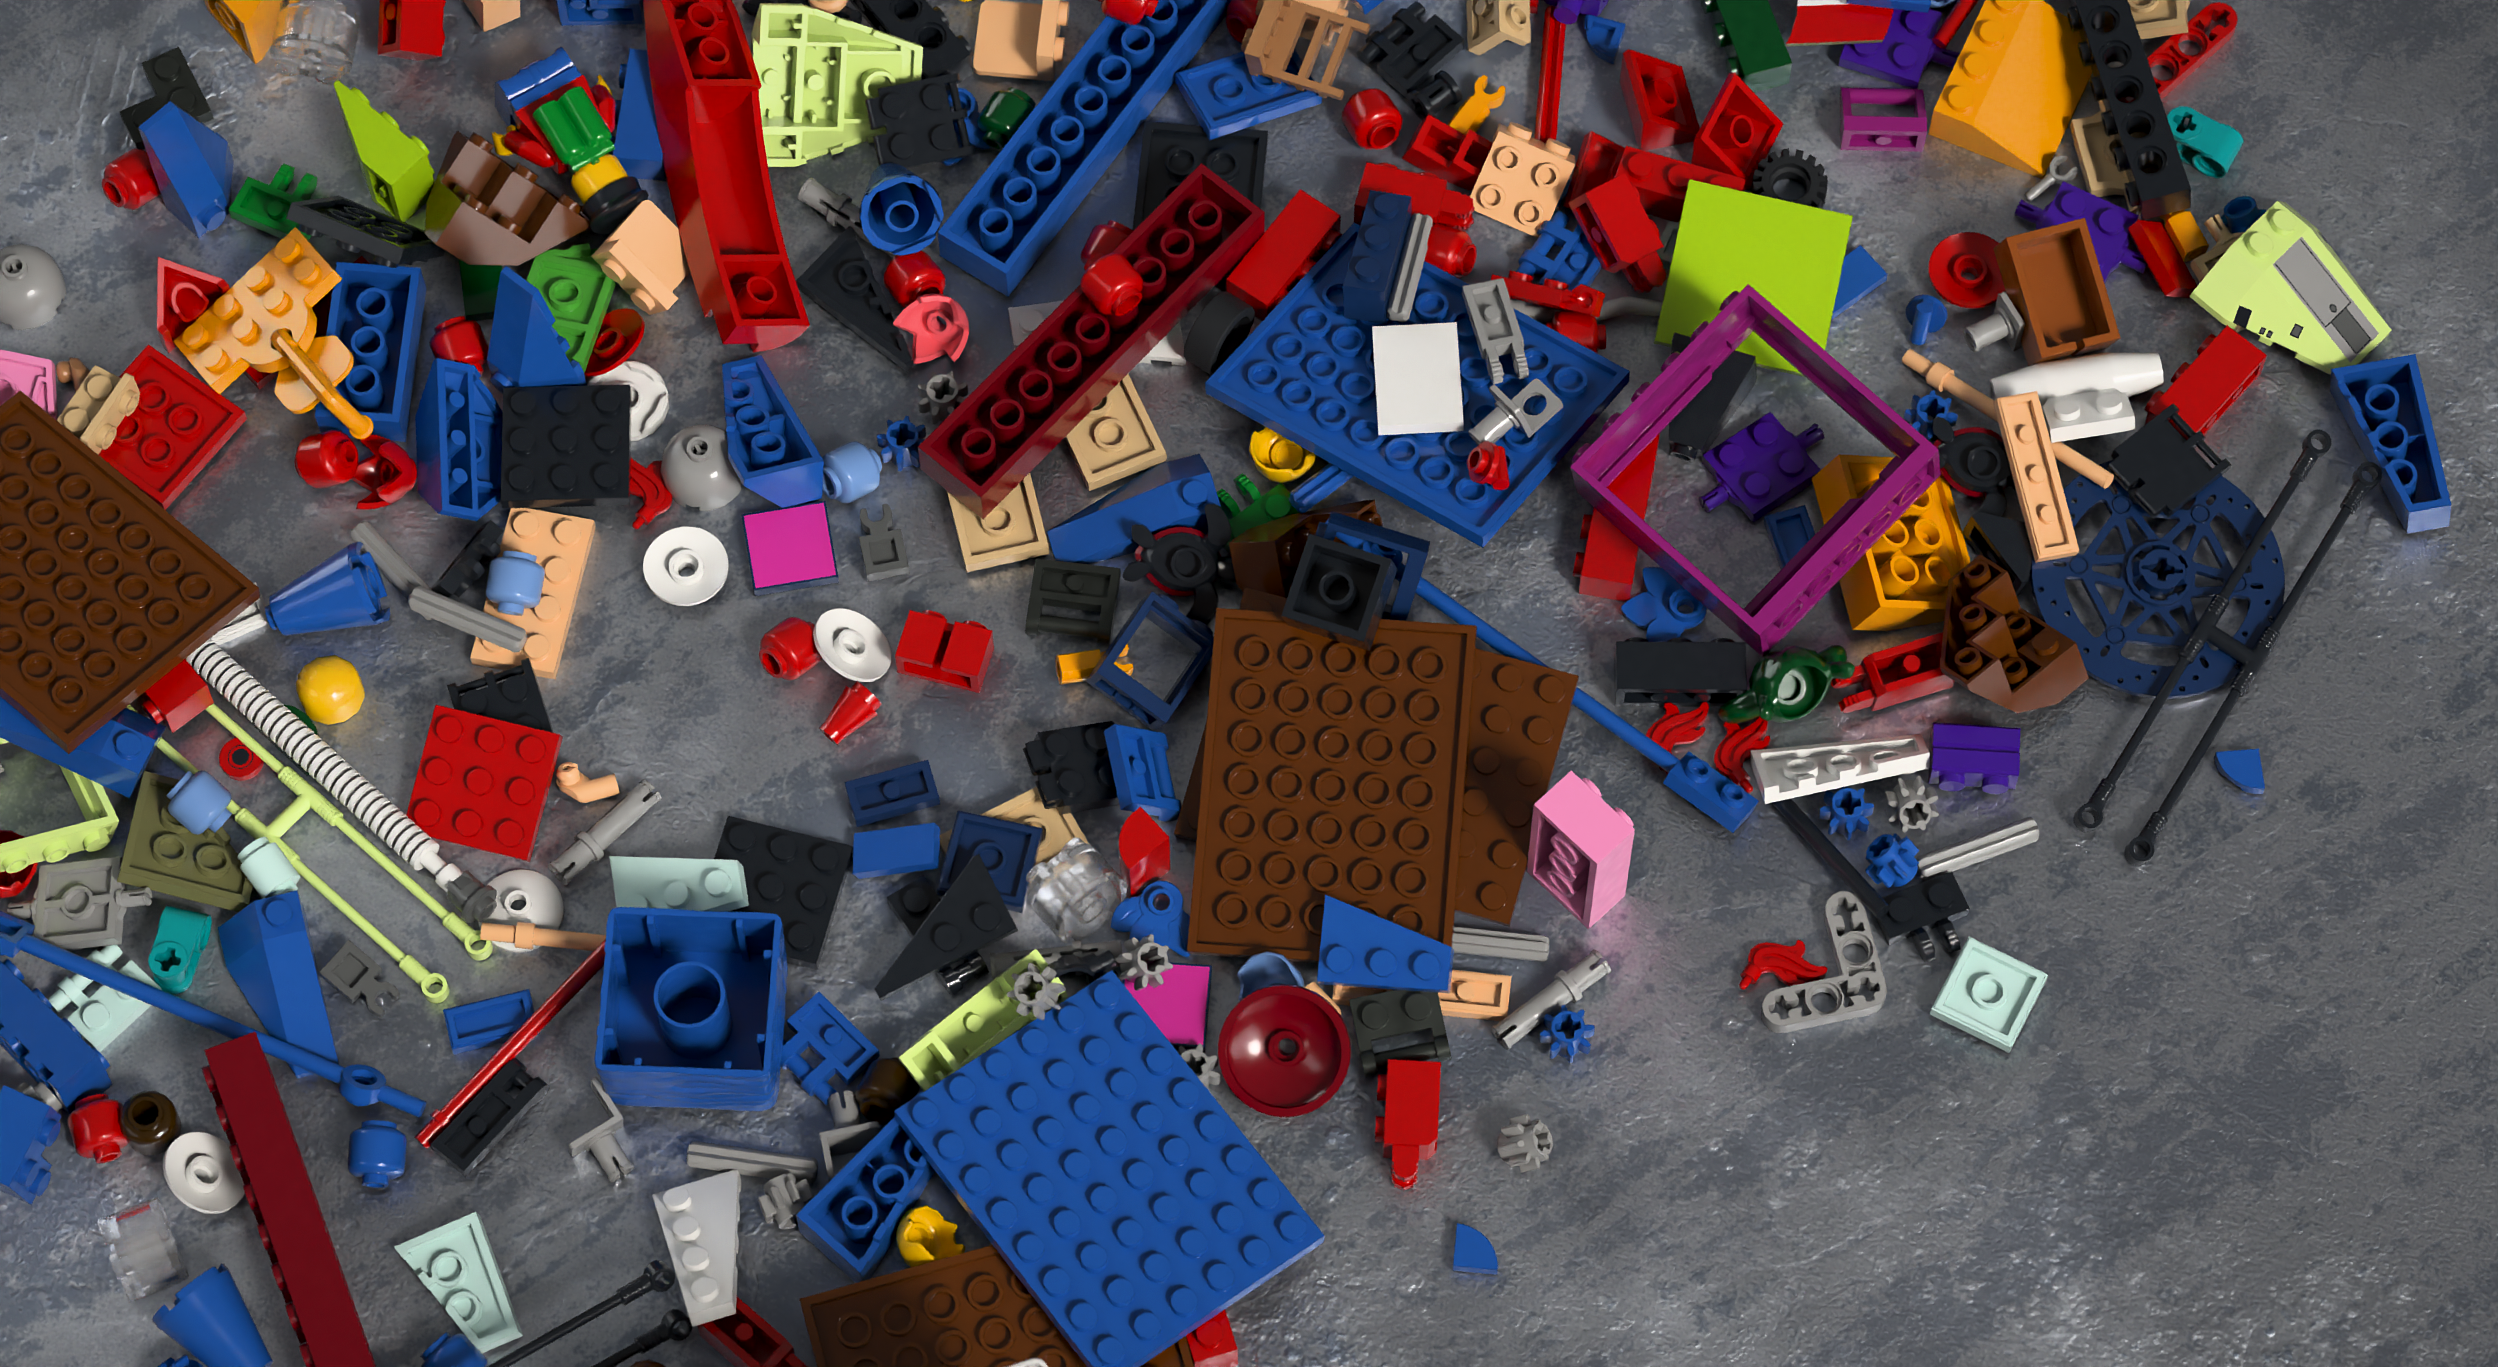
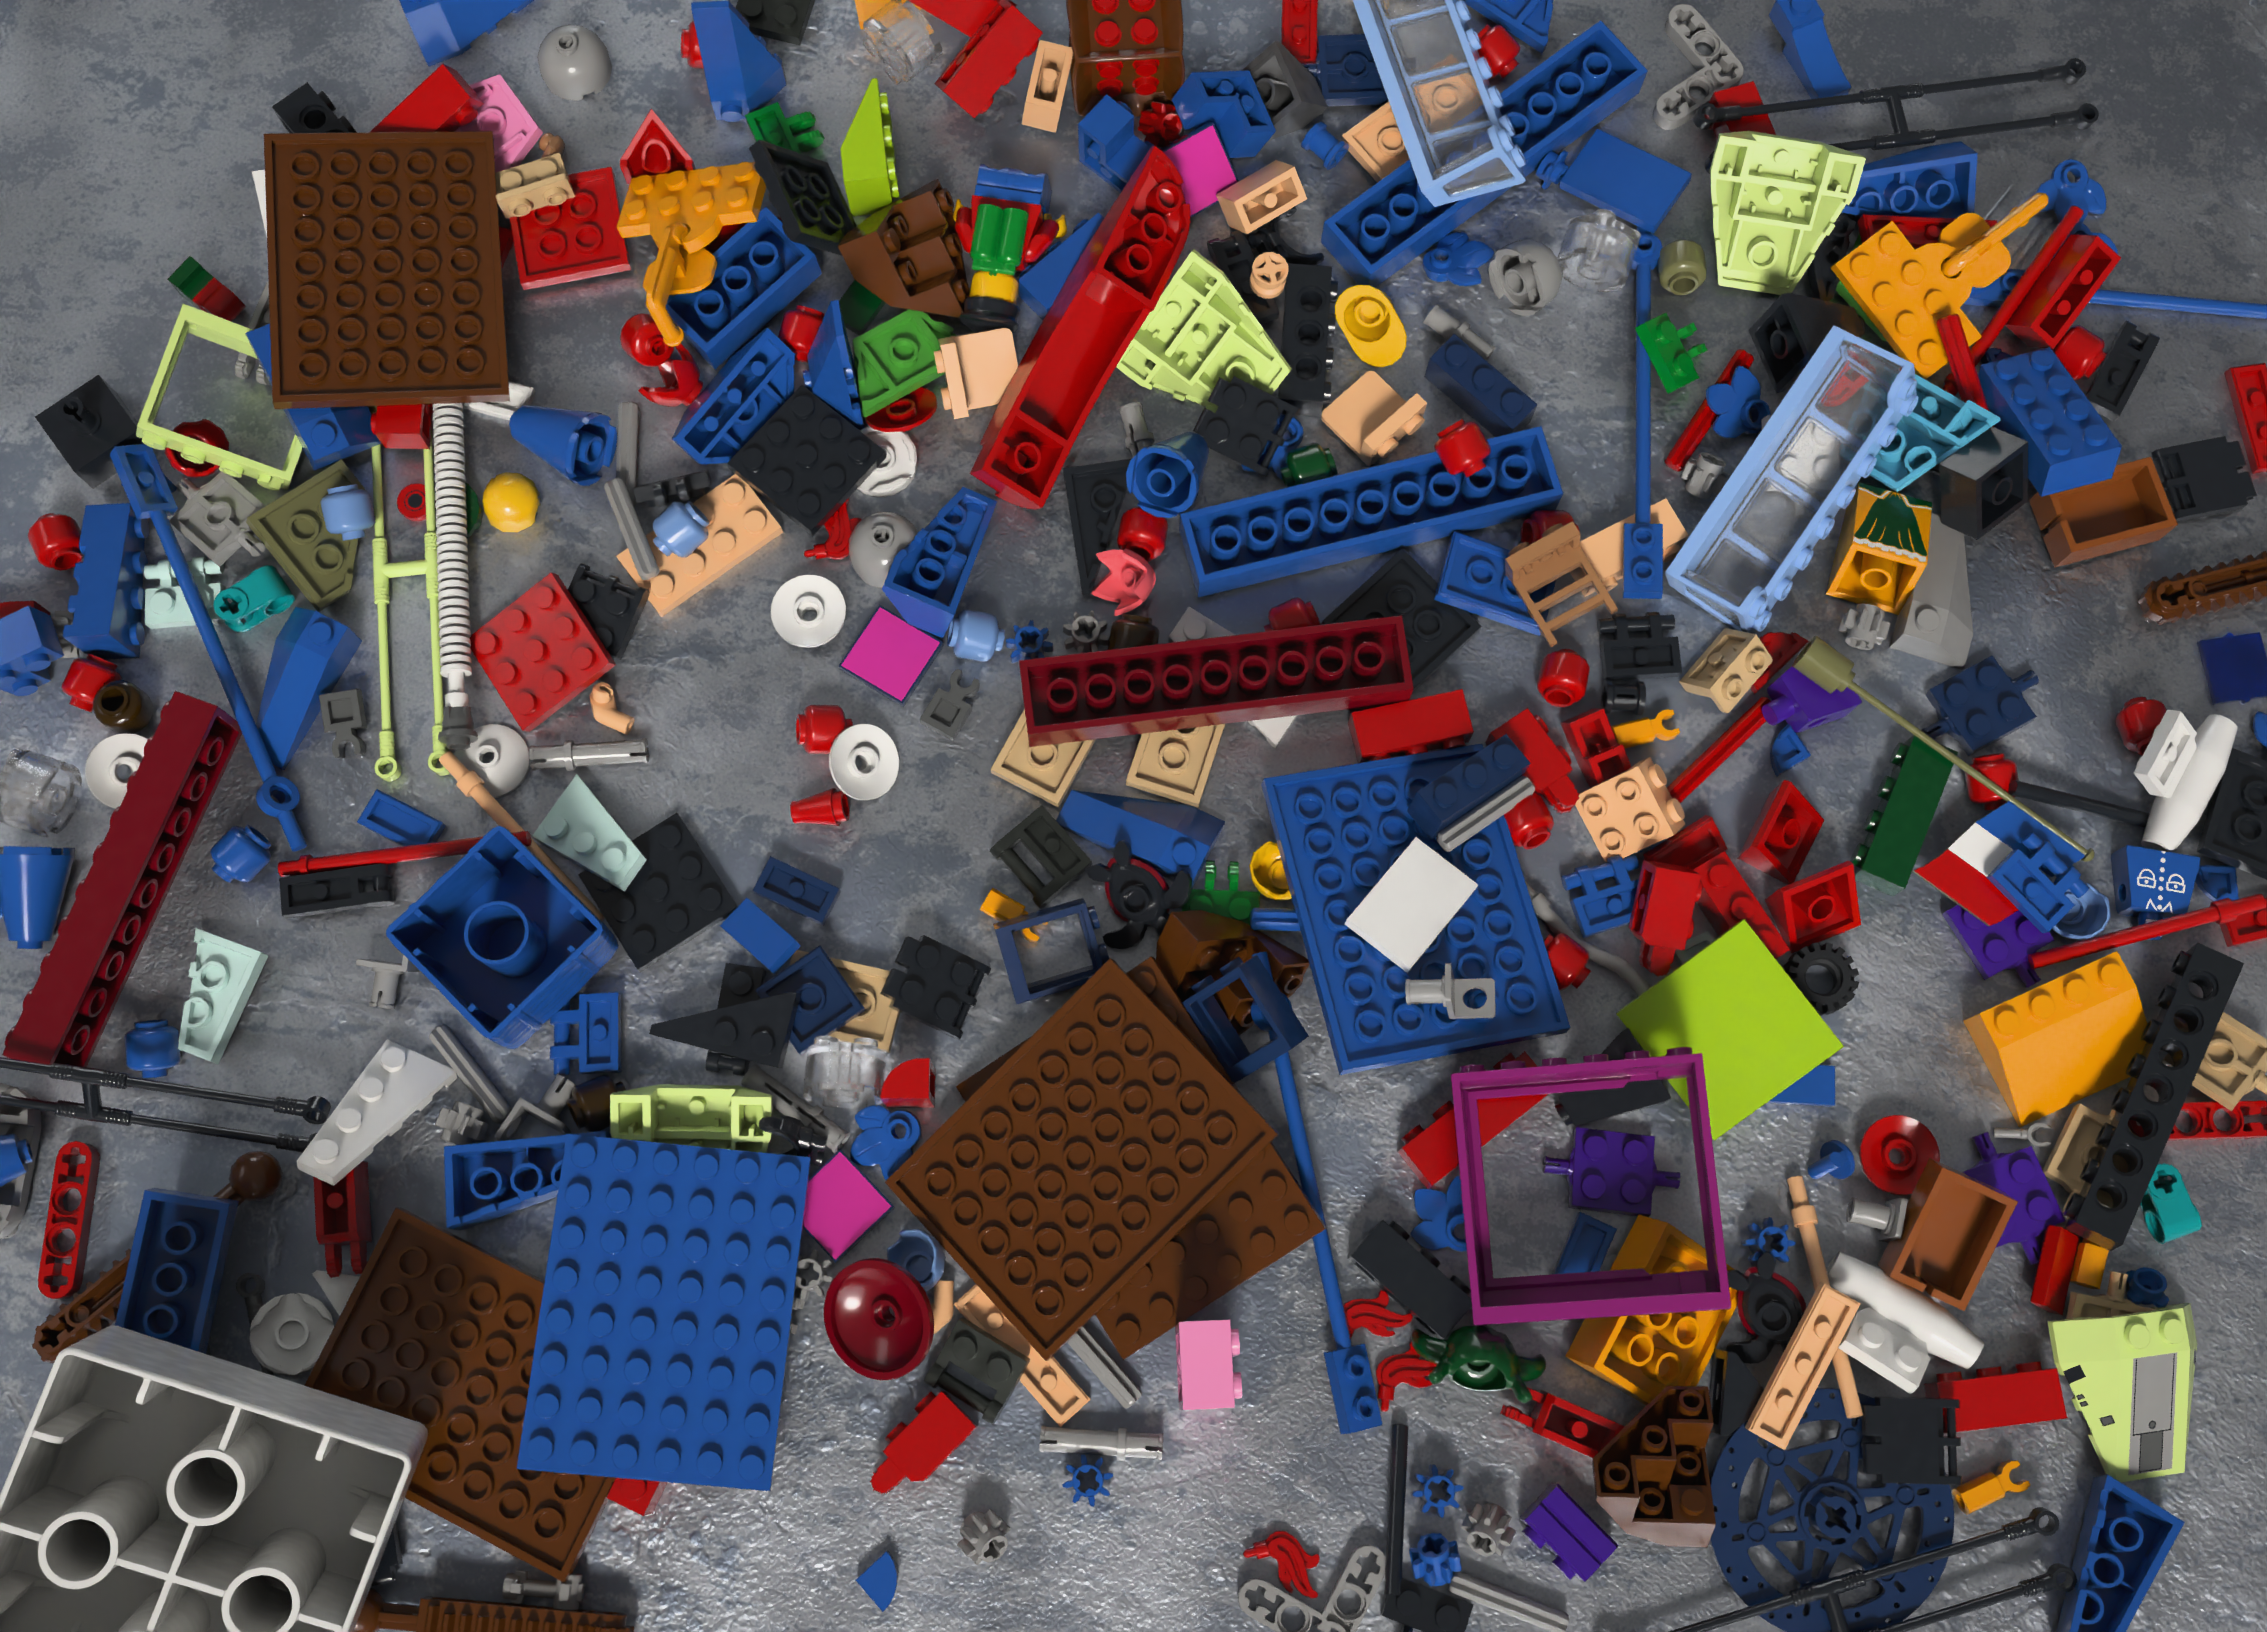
camera: 40 degrees right, 10 degrees up
(268, 868) = (351, 596): light aqua brick -> none
(926, 1236) = (524, 1238): yellow hair -> none
(944, 651) = (922, 818): red piece -> none
(981, 361) = (1132, 632): none -> dark brown head
(1027, 983) = (727, 1133): light grey gear -> none
(1112, 284) = (1253, 655): red head -> none
(1142, 771) = (963, 1021): blue plate -> none
(1143, 962) = (839, 1178): light grey gear -> none
(1218, 331) = (1311, 747): black tyre -> none
(1339, 592) = (1194, 1028): black brick -> none
(1377, 953) = (1002, 1307): blue wing -> none
(1489, 465) = (1397, 1018): red plate -> none
(1495, 327) = (1503, 911): light grey hinge -> none
(1553, 294) = (1568, 916): red hinge -> none
(1827, 766) = (1452, 1446): white wing -> none
(1882, 132) = (1927, 994): magenta tile -> none
(2258, 461) = (1988, 1488): none -> light orange bar

